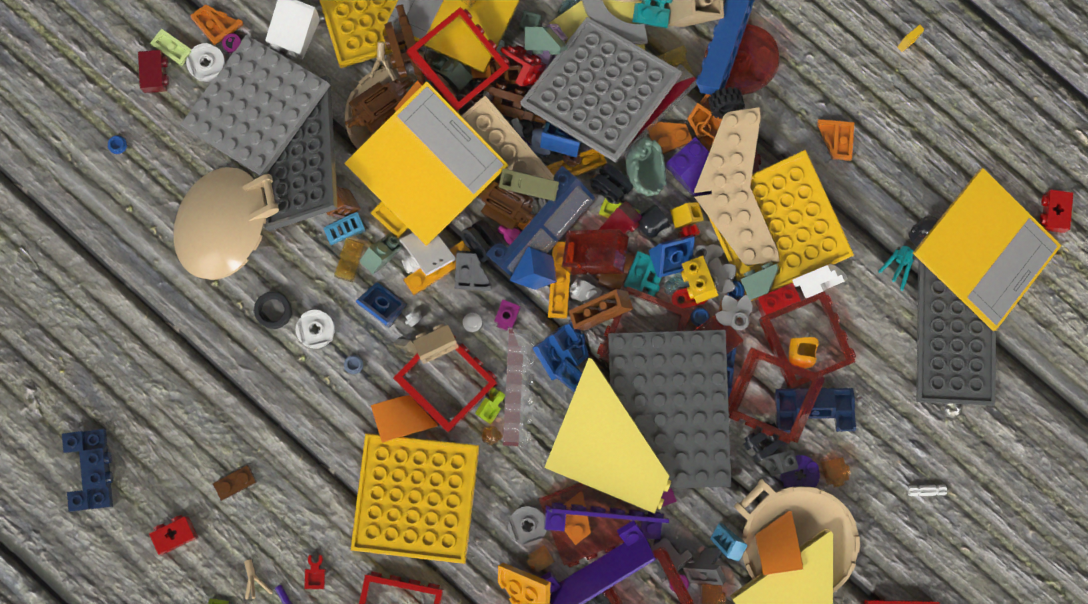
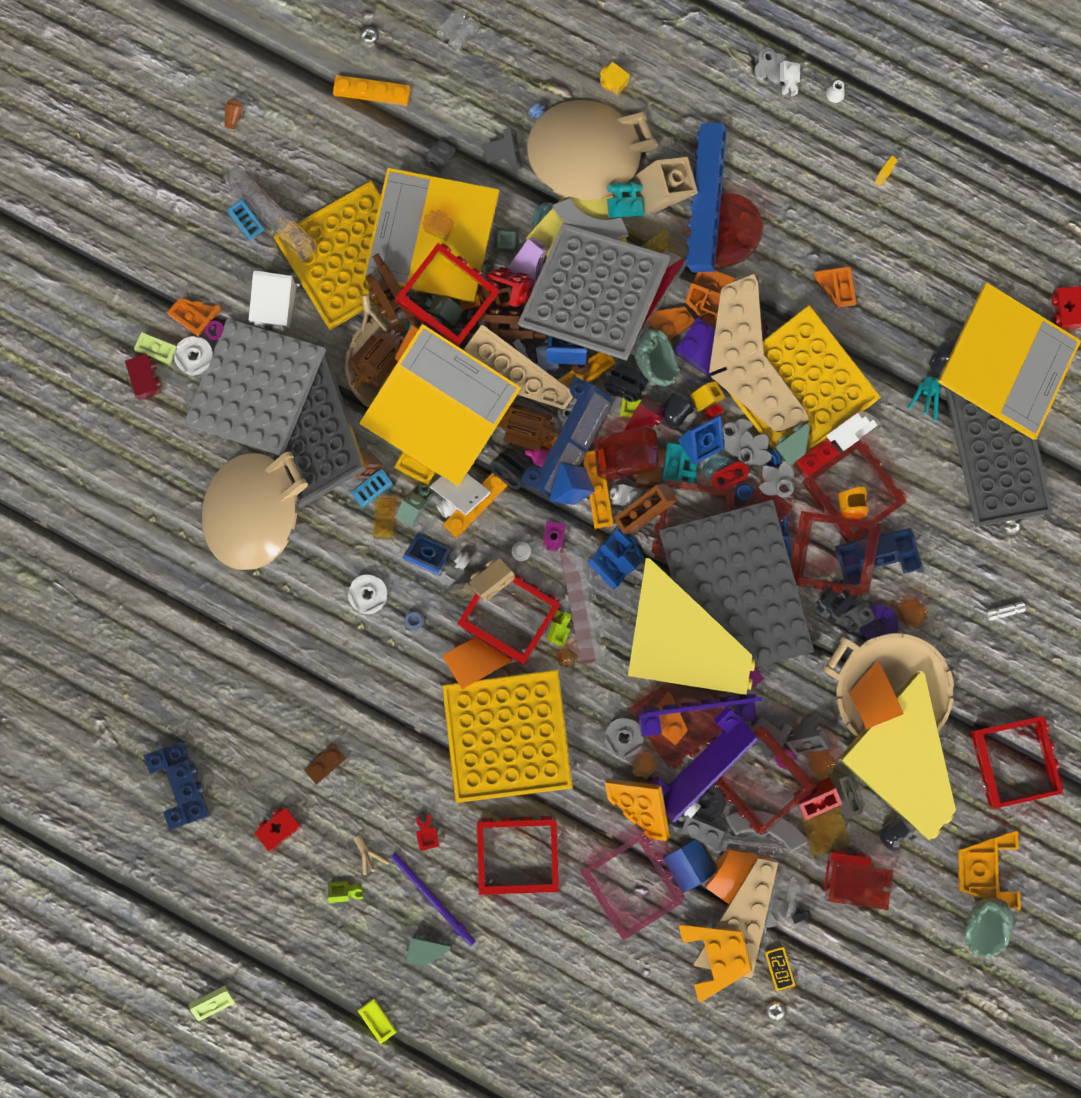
camera: 10 degrees left, 0 degrees up
(117, 144) = (125, 458): blue plate -> none
(269, 296) = (318, 571): black tyre -> none
(470, 272) = (507, 502): wing -> none
(528, 184) = (546, 402): olive slope -> none
(544, 39) = (526, 255): sand green slope -> none
(568, 374) = (629, 580): blue plate -> none
(699, 279) = (735, 456): yellow brick -> none
(726, 101) = (720, 275): black tyre -> none
(730, 543) = (826, 707): dark azure slope -> none

